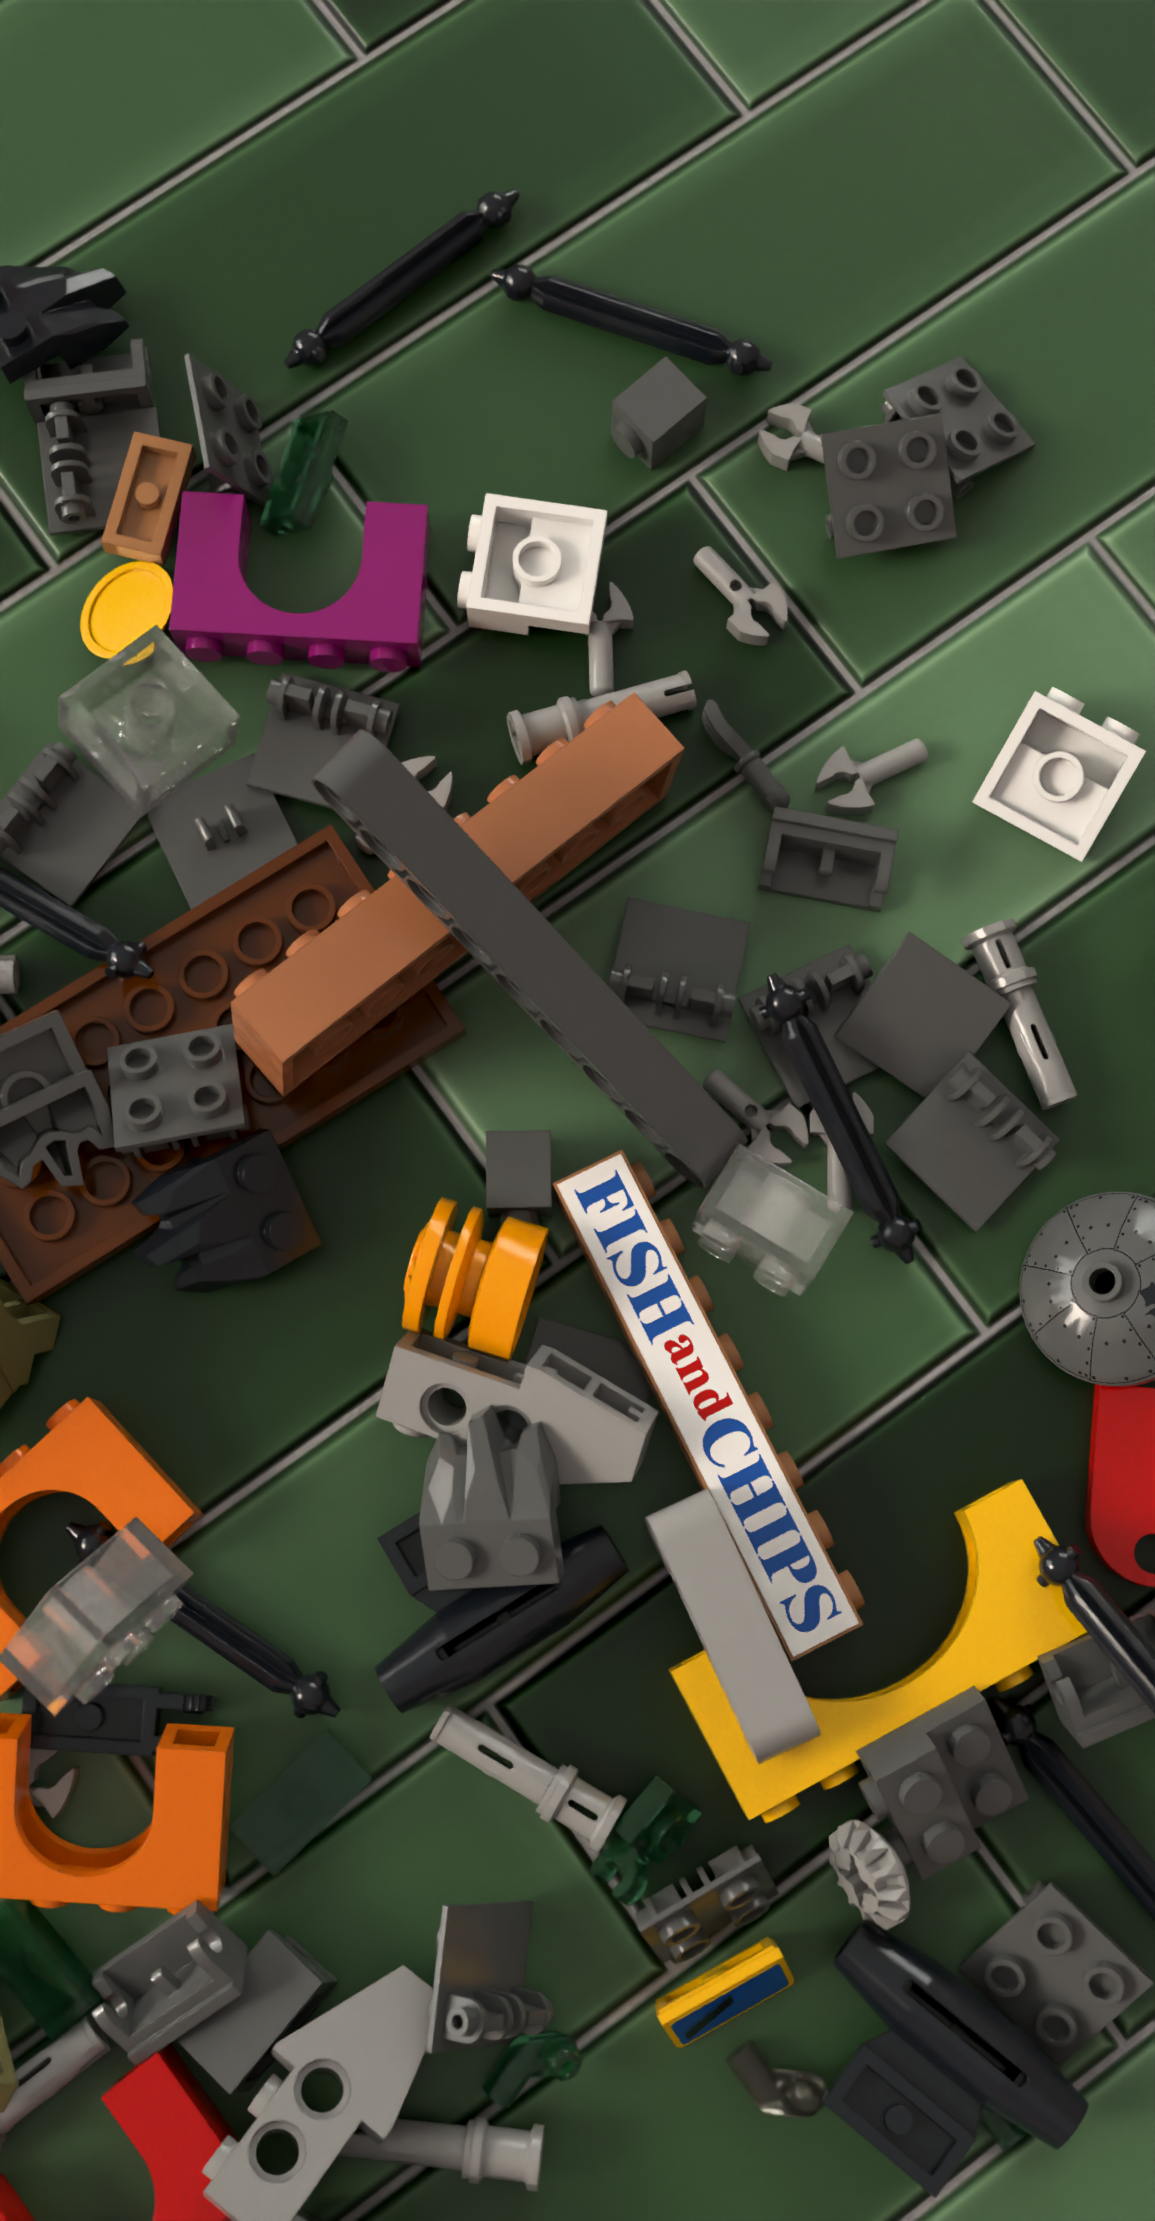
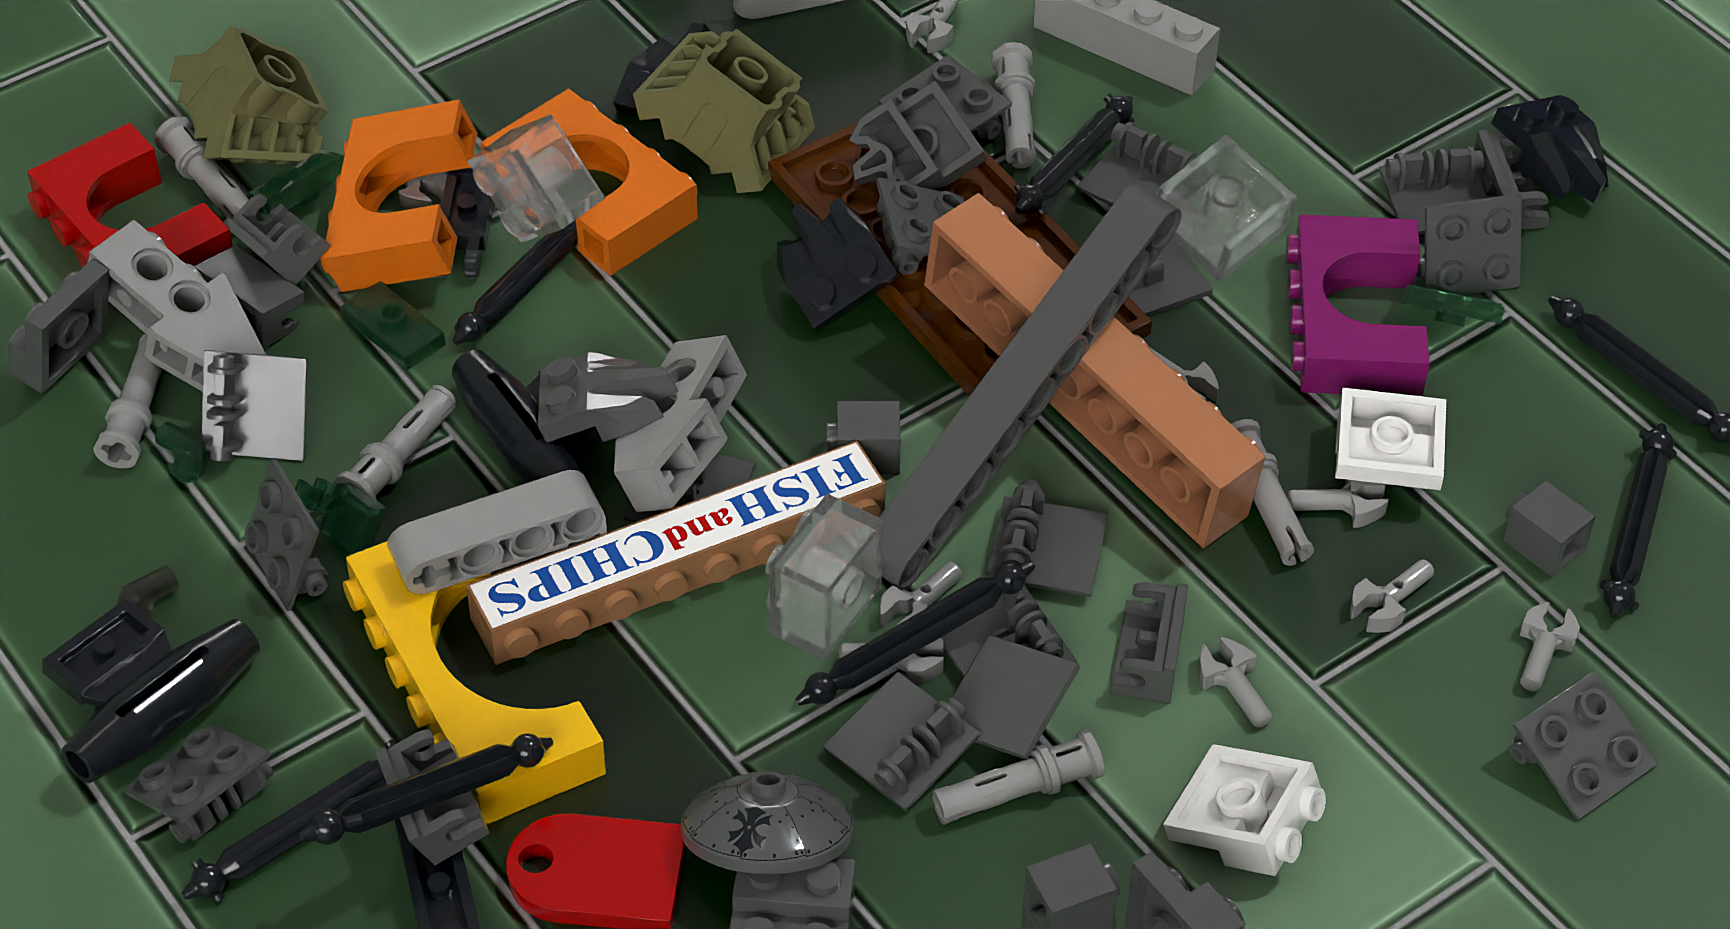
camera: 90 degrees right, 30 degrees down
(125, 607) = (1323, 203): yellow piece -> none
(148, 498) = (1403, 201): medium nougat plate -> none
(307, 729) = (1225, 323): dark grey hinge -> none
(474, 1278) = (780, 394): light orange wheel -> none
(723, 1992) = (216, 564): yellow slope -> none
(749, 761) = (1261, 575): dark grey piece -> none
(870, 1873) = (294, 640): light grey gear -> none
(888, 486) = (1501, 676): dark grey hinge -> none
(940, 1782) = (359, 686): dark grey plate -> none

